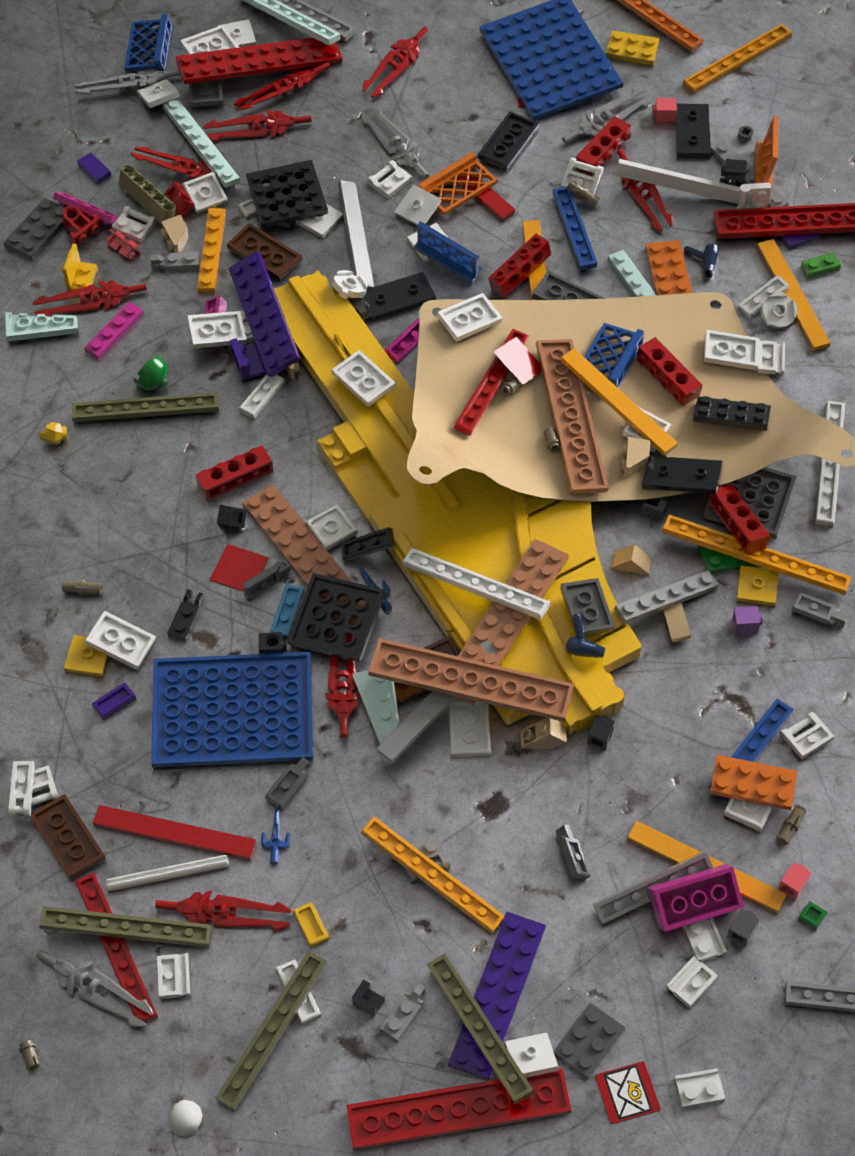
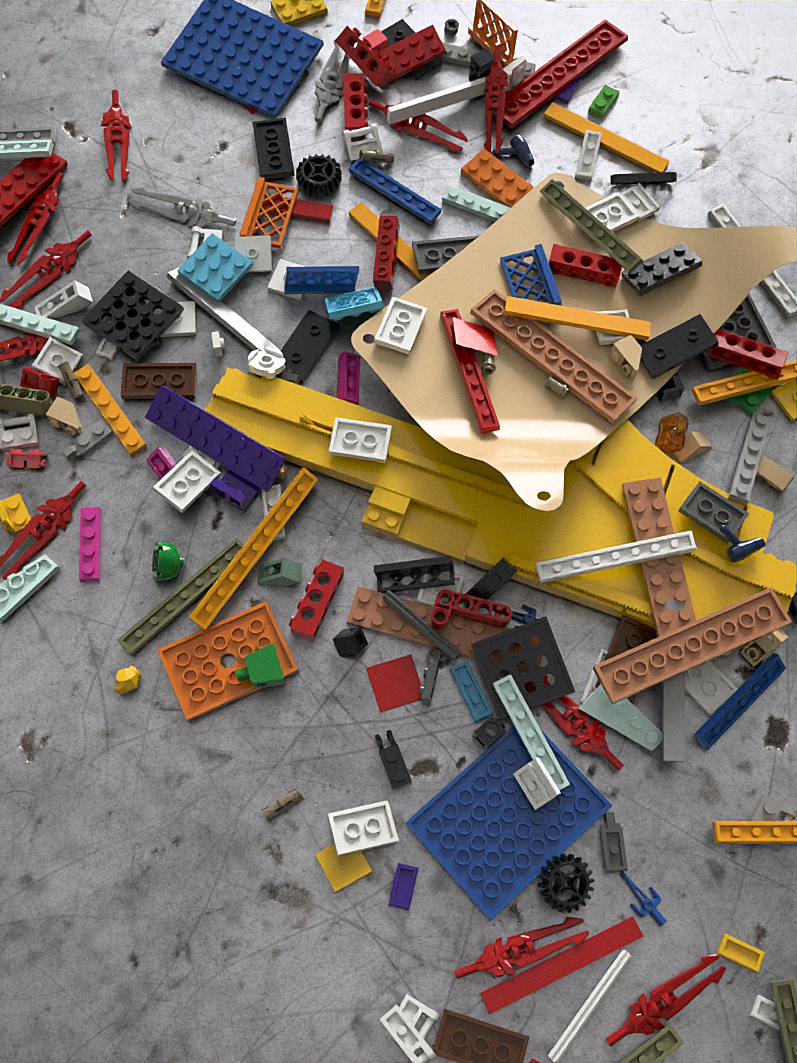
camera: 40 degrees left, 10 degrees up
(110, 455) = (196, 666): none -> orange plate
(135, 793) = (498, 957): none -> red sword
(151, 486) = (262, 668): none -> green torso
(201, 211) = (70, 380): none -> dark tan pin
(221, 405) = (253, 549): none -> light orange plate
(226, 437) = (280, 573): none -> sand green slope
(226, 761) = (559, 887): none -> black gear
(249, 155) = (65, 301): none -> white slope
(268, 696) = (536, 783): none -> white plate
(291, 538) = (420, 624): none -> dark grey axle
(296, 663) = (528, 728): none -> light aqua plate
(325, 499) = (412, 568): none -> black fence
(330, 252) = (218, 343): none -> white plate
(336, 553) = (471, 613): none -> red beam
(378, 197) = (215, 267): none -> medium azure plate
(455, 284) = (353, 303): none -> medium azure plate
(483, 759) = (740, 701): none -> blue plate
(524, 180) = (318, 179): none -> black gear
(619, 538) = (672, 433): none -> clear orange brick
(643, 113) = (347, 40): none -> red brick
(686, 132) = (413, 51): none -> red plate
(701, 344) = (591, 226): none -> olive plate
(724, 197) = (494, 87): none -> red sword
(773, 319) = (606, 165): white plate -> none
(792, 341) = (643, 178): none -> black beam

